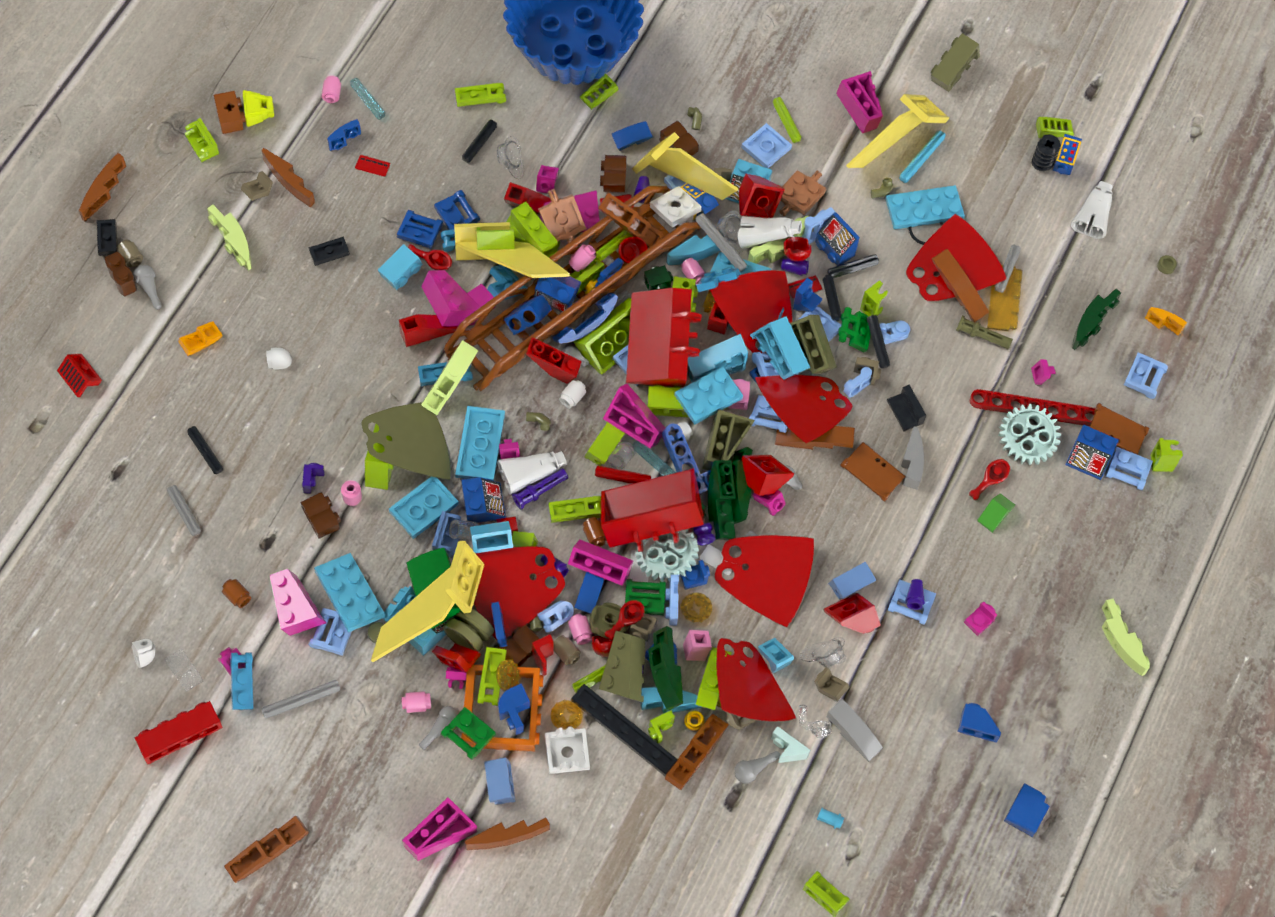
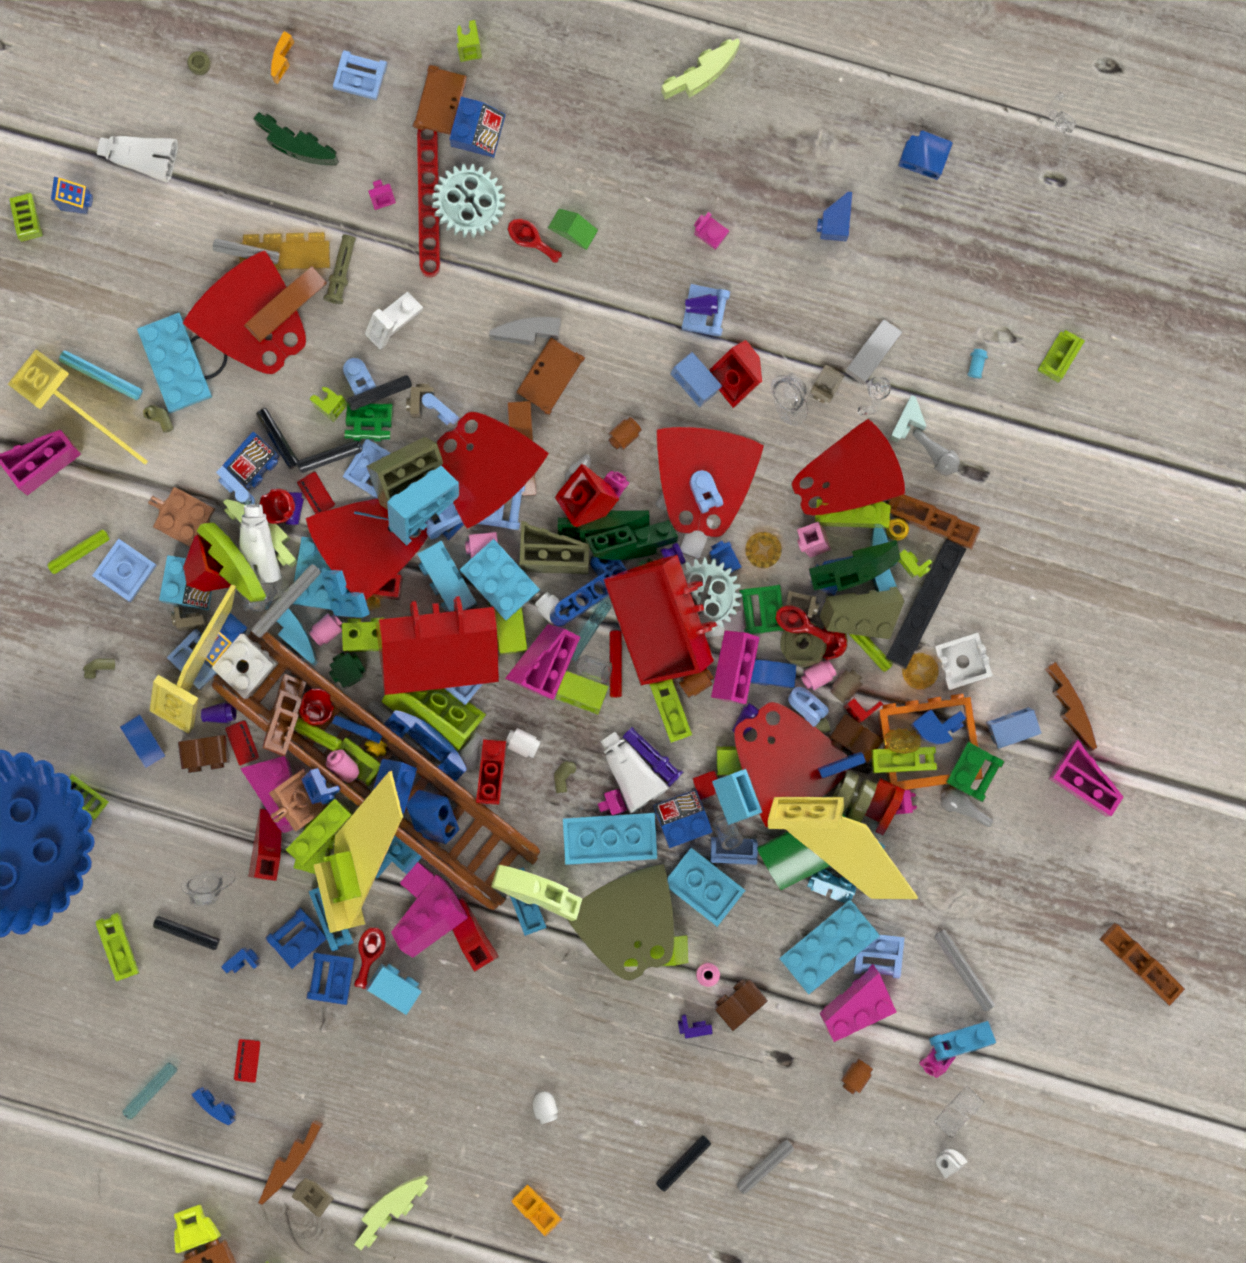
camera: 100 degrees left, 20 degrees up
(178, 732) = (1034, 1096): red brick -> none
(329, 251) = (385, 1083): black plate -> none
(331, 89) = (147, 1140): bright pink brick -> none
(374, 630) = (867, 905): olive tile -> none
(416, 702) = (943, 839): bright pink brick -> none
(450, 171) = (236, 962): none -> blue bracket
(546, 178) = (227, 835): dark pink bracket -> none
(570, 231) = (316, 787): none -> blue bracket
(672, 595) = (774, 575): light blue wing -> none
(685, 140) = (139, 681): reddish brown brick -> none
(758, 209) = (236, 568): none -> lime slope
(762, 568) = (700, 483): none -> light blue plate
(776, 654) = (804, 450): medium azure slope -> none
(805, 297) = (341, 484): blue slope -> none
(814, 516) = (624, 433): none -> dark orange brick
(907, 409) = (461, 348): black panel -> none
(938, 362) = (387, 322): none -> white bracket
(1046, 153) = (74, 221): black piece -> none
(1131, 464) = (480, 79): light blue plate -> none

